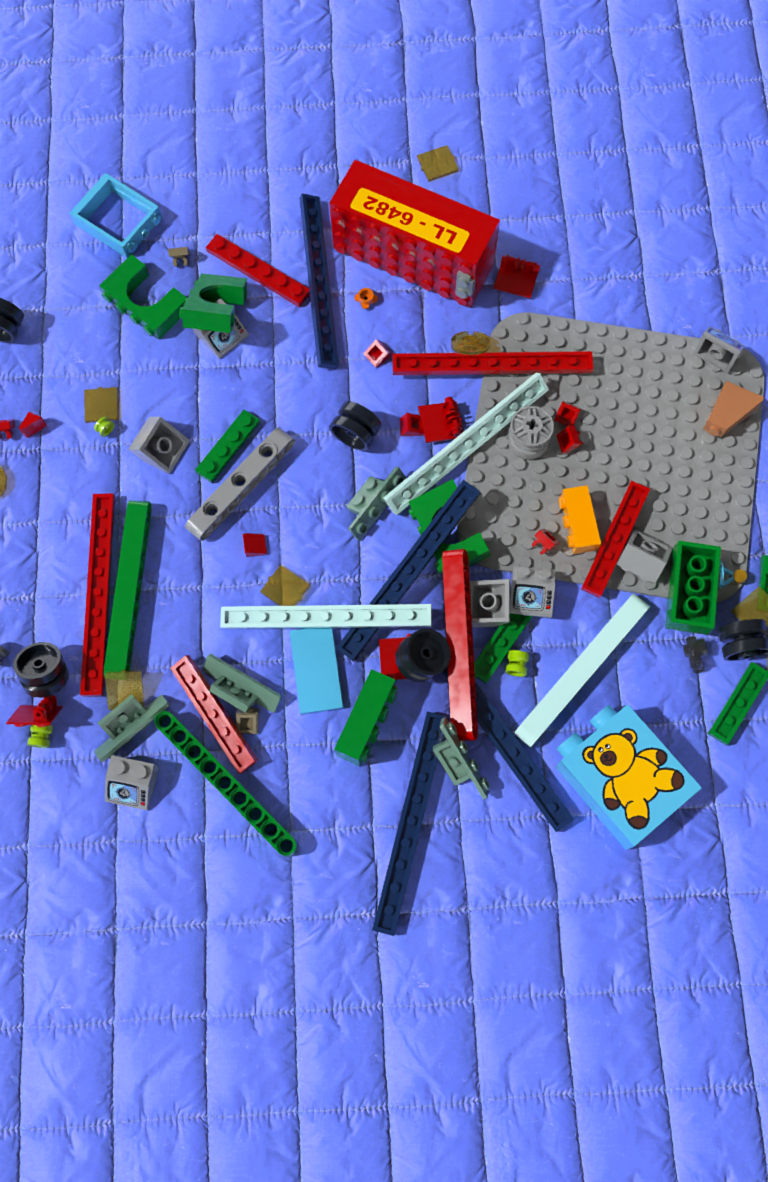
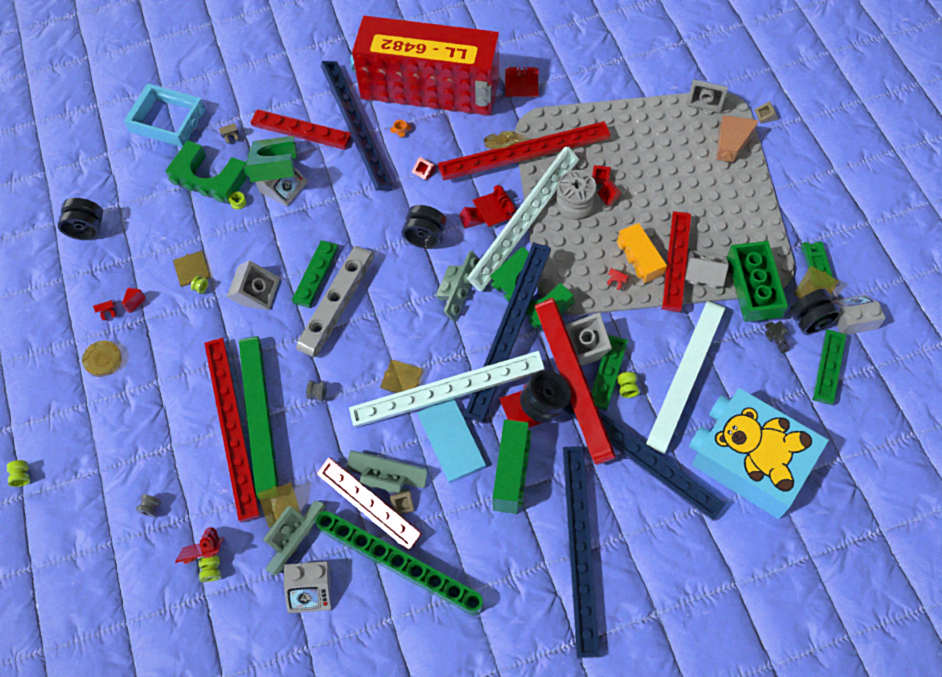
camera: 15 degrees left, 10 degrees down
(41, 669) = (196, 506): black wheel -> none
(168, 344) = (232, 199): none -> lime bush
(193, 578) = (316, 390): none -> dark grey wheel
(254, 544) = (363, 348): red slope -> none
(437, 163) = (428, 14): clear yellow piece -> none
(457, 762) = (604, 482): sand green bracket -> none
(532, 591) = (622, 320): light grey slope -> none
(738, 576) = (789, 264): piece -> none

